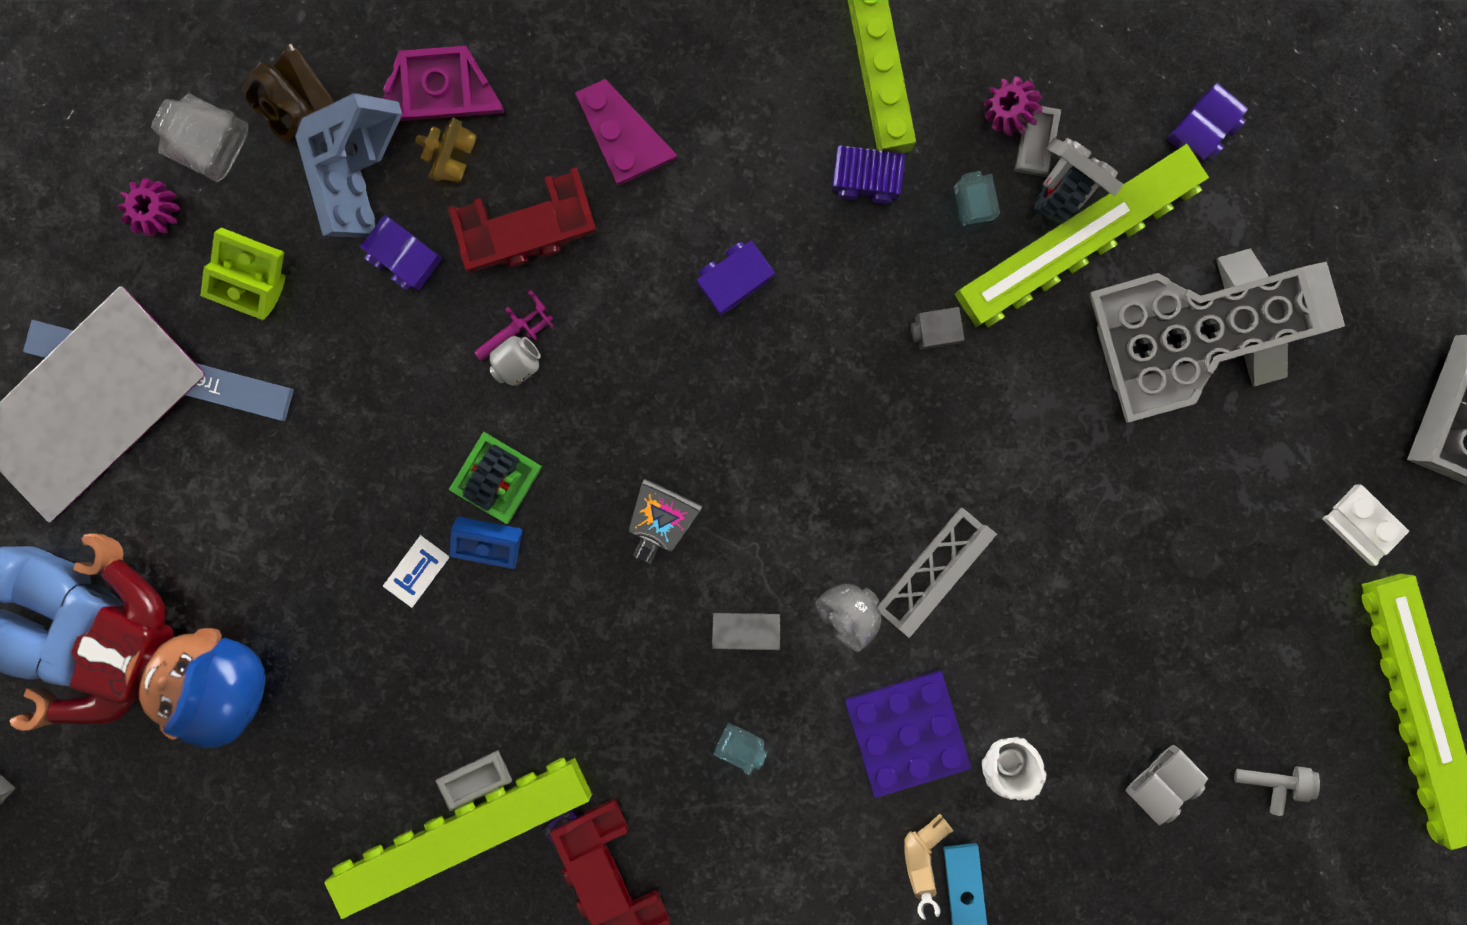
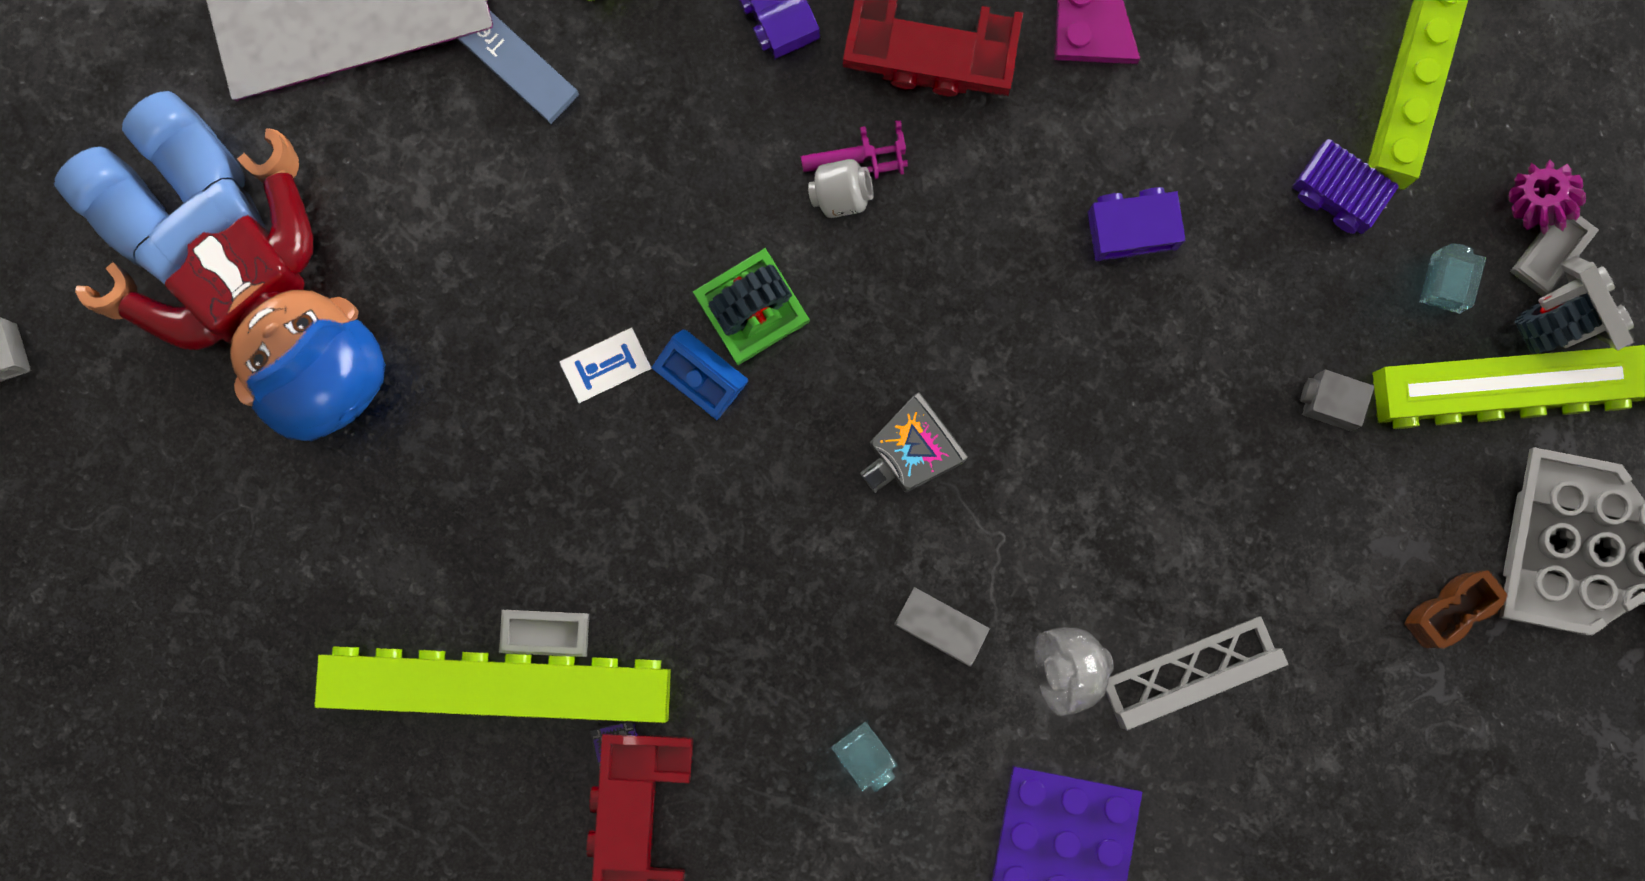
camera: 30 degrees right, 5 degrees down
(1095, 426) = (1451, 615): none -> reddish brown brick

